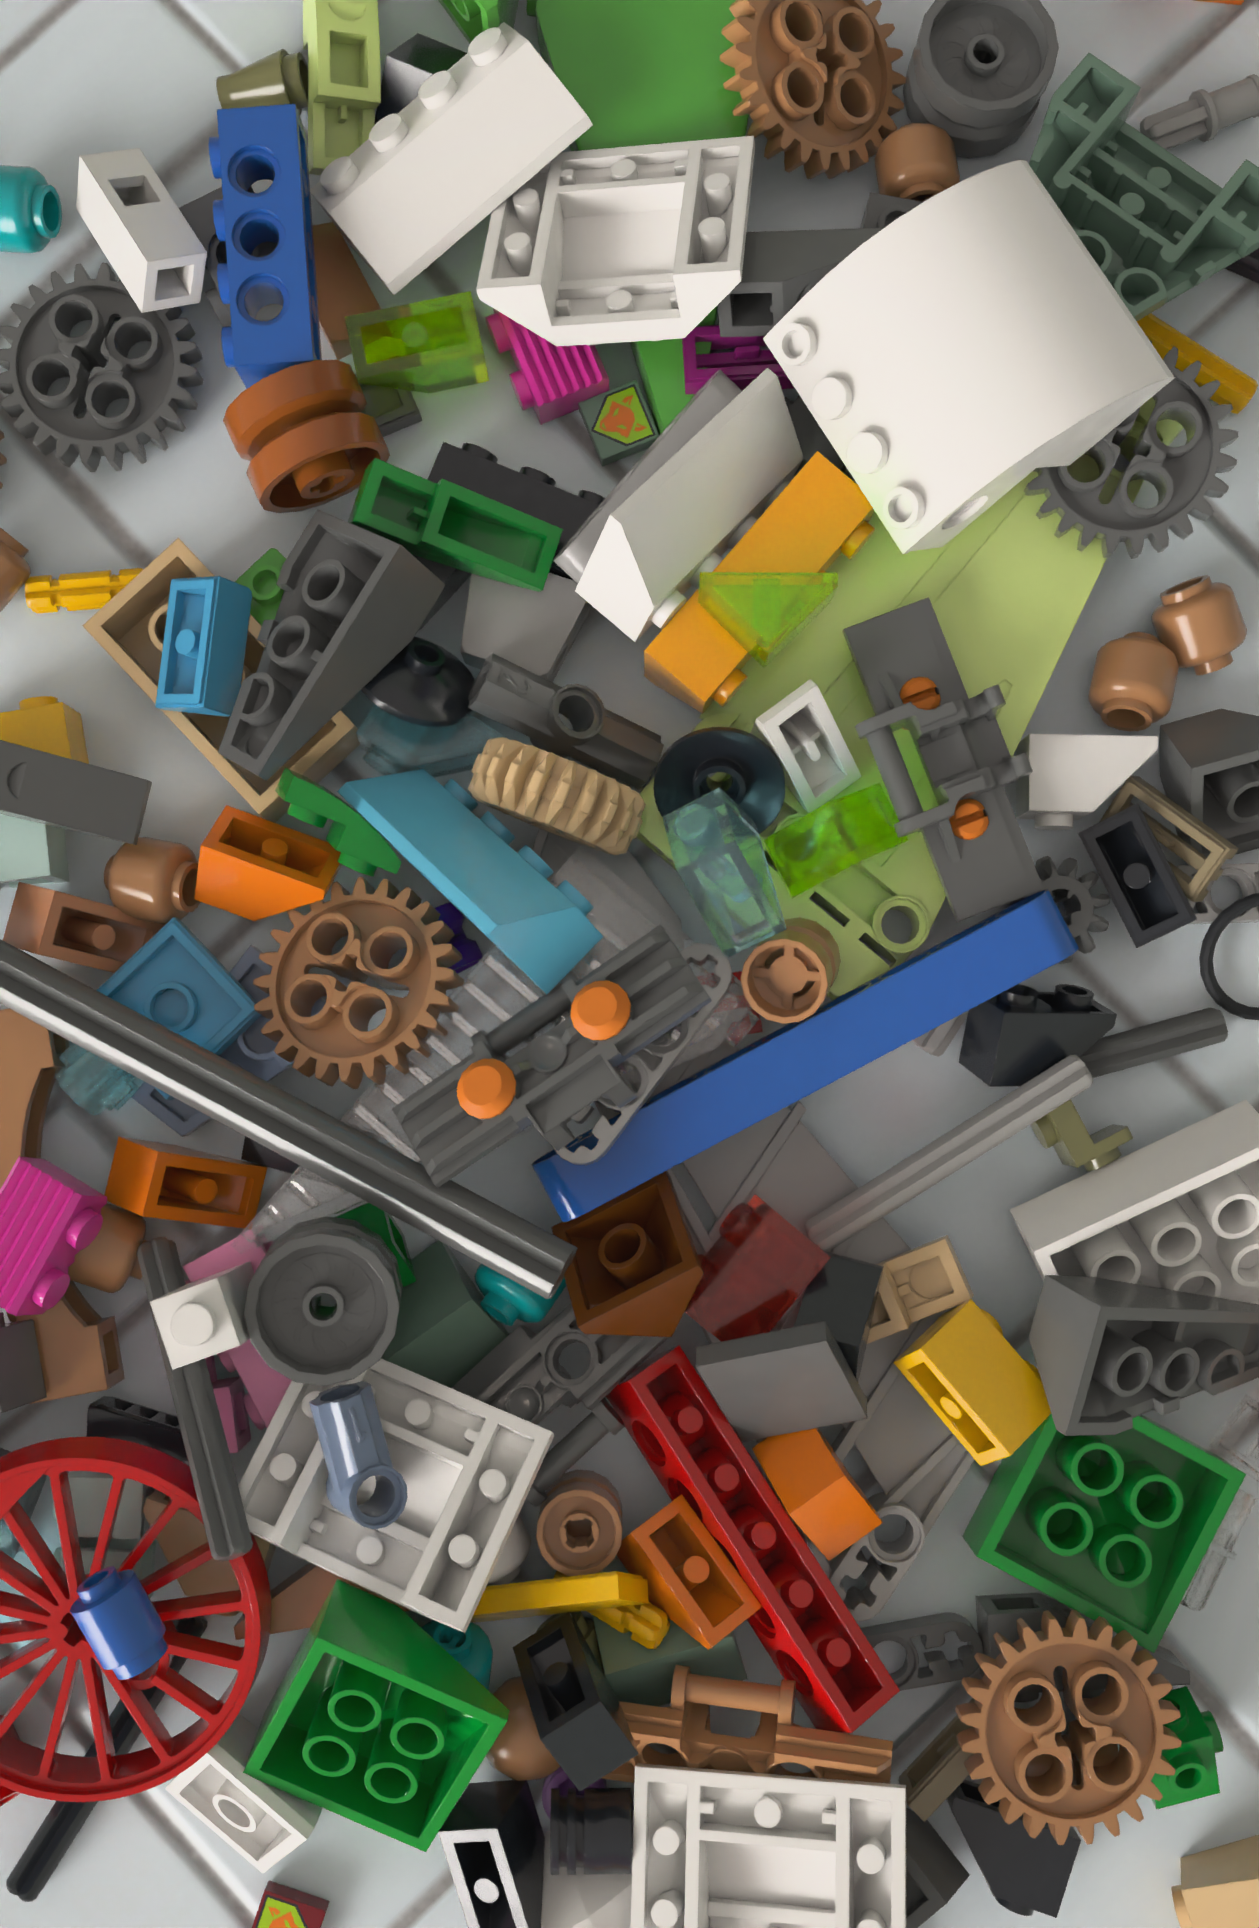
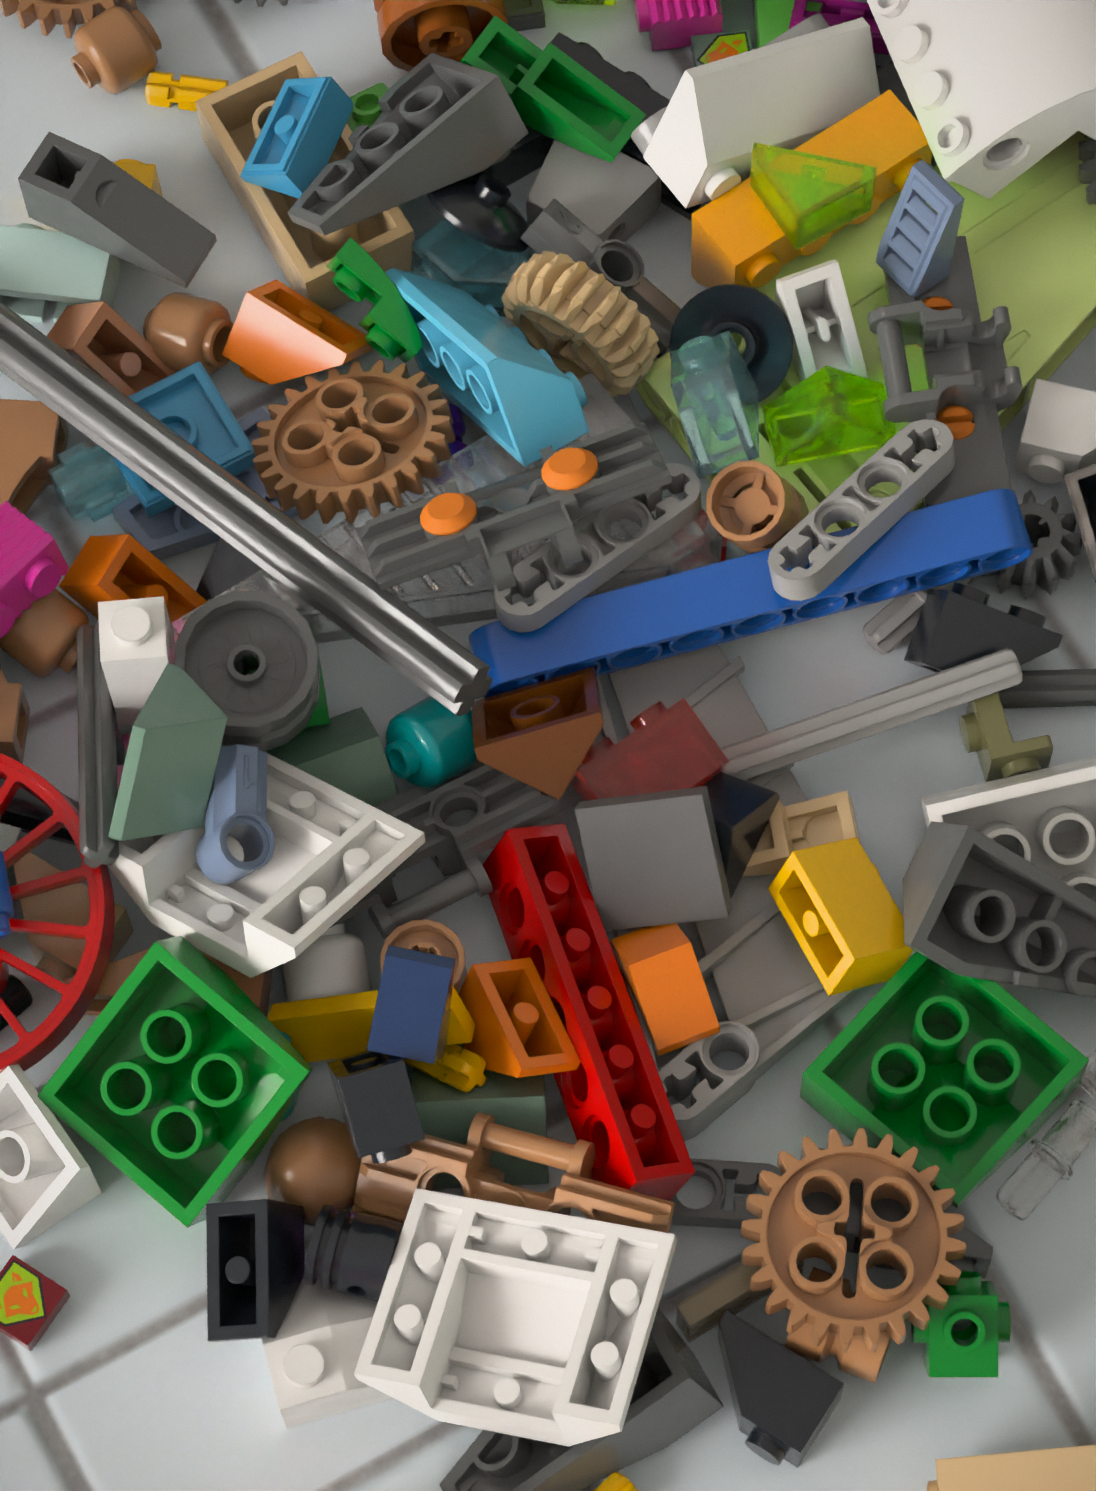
camera: 20 degrees right, 20 degrees down
(275, 1443) = (169, 760): none -> sand green slope
(592, 1640) = (413, 1005): none -> dark blue slope
(895, 625) = (918, 239): none -> sand blue slope
(910, 960) = (855, 504): none -> light grey beam

